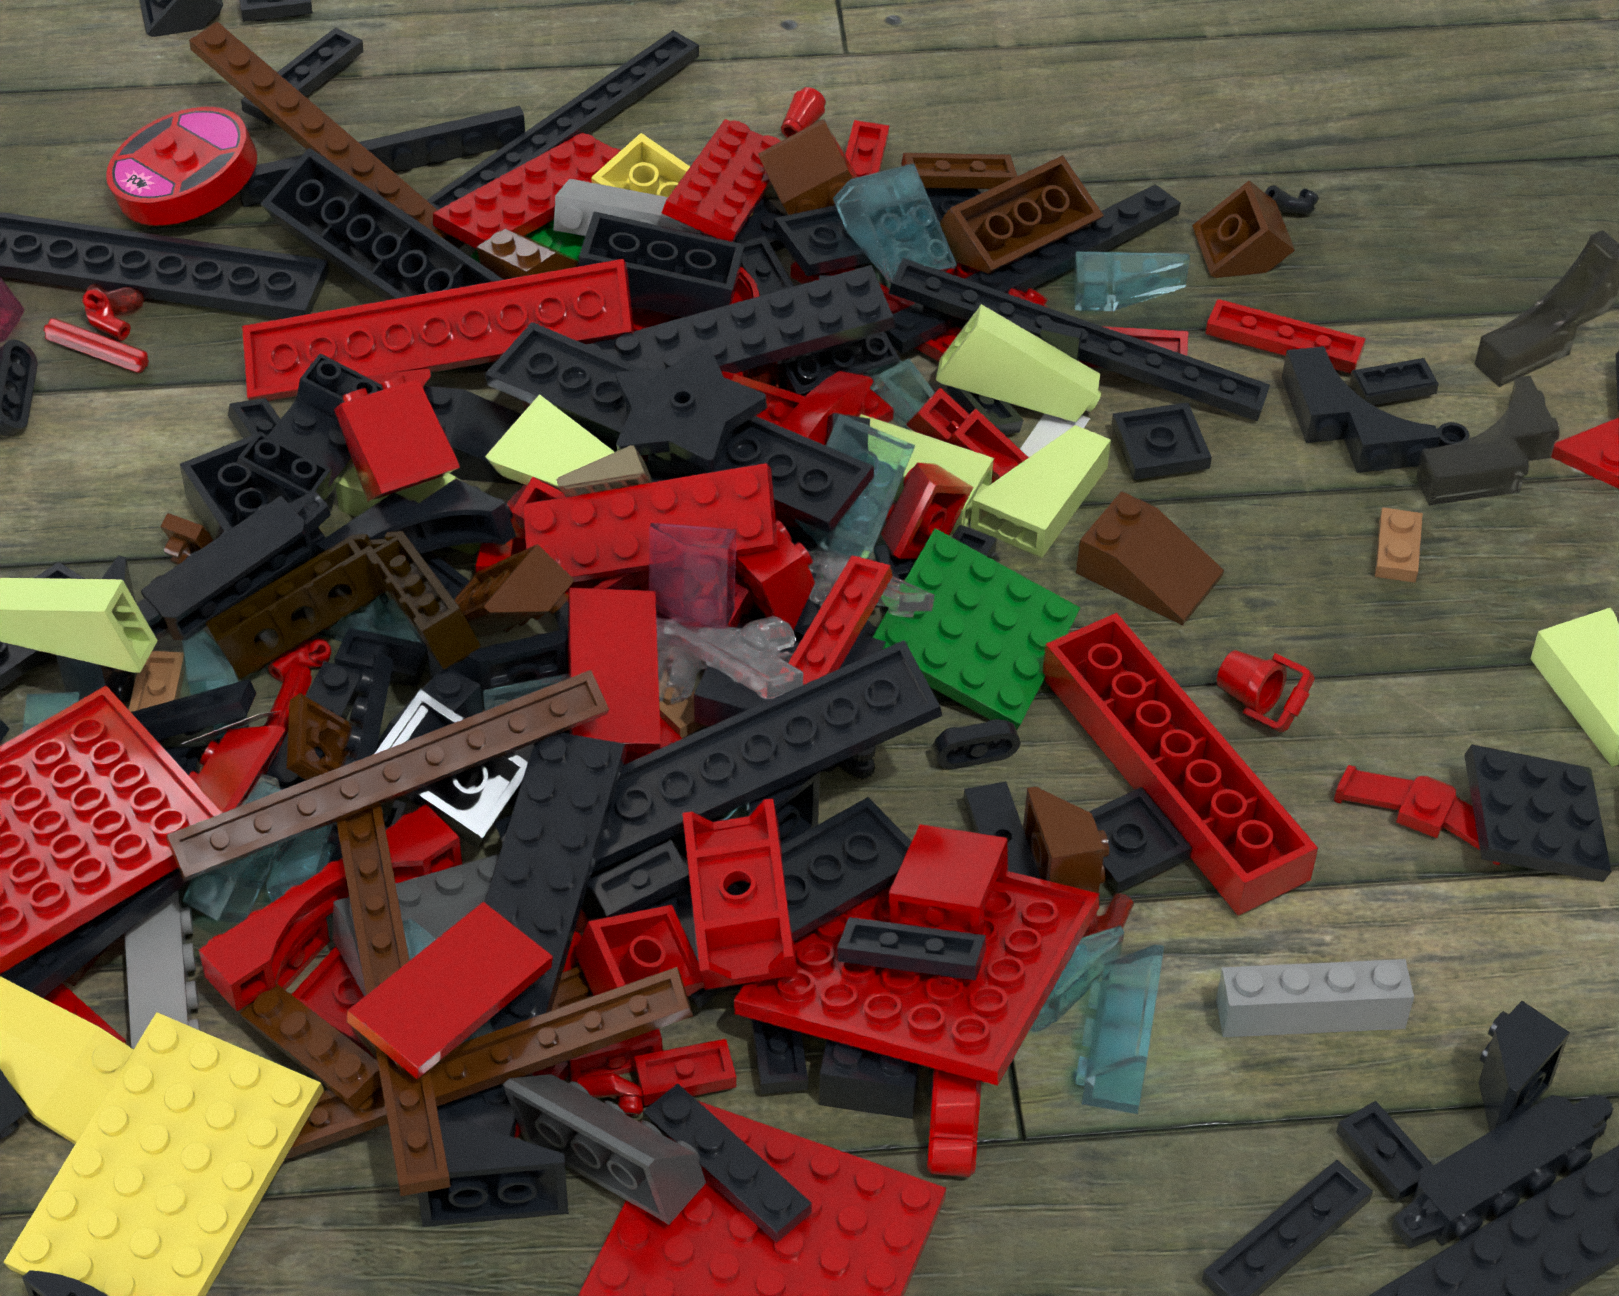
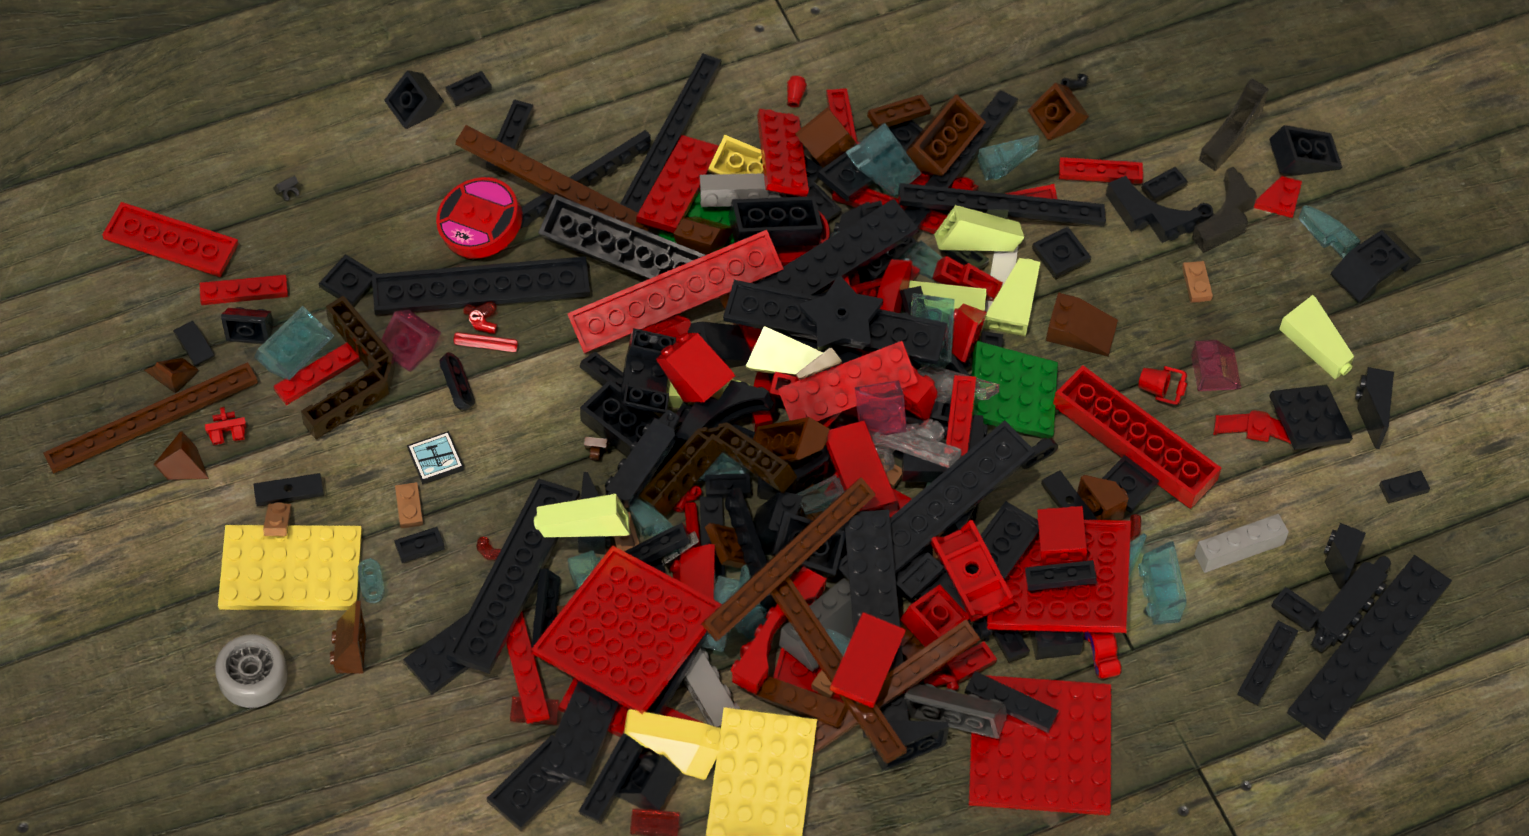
camera: 20 degrees left, 10 degrees up
(730, 1023) = (981, 629): none -> black plate
(1380, 684) = (1215, 366): none -> clear pink slope

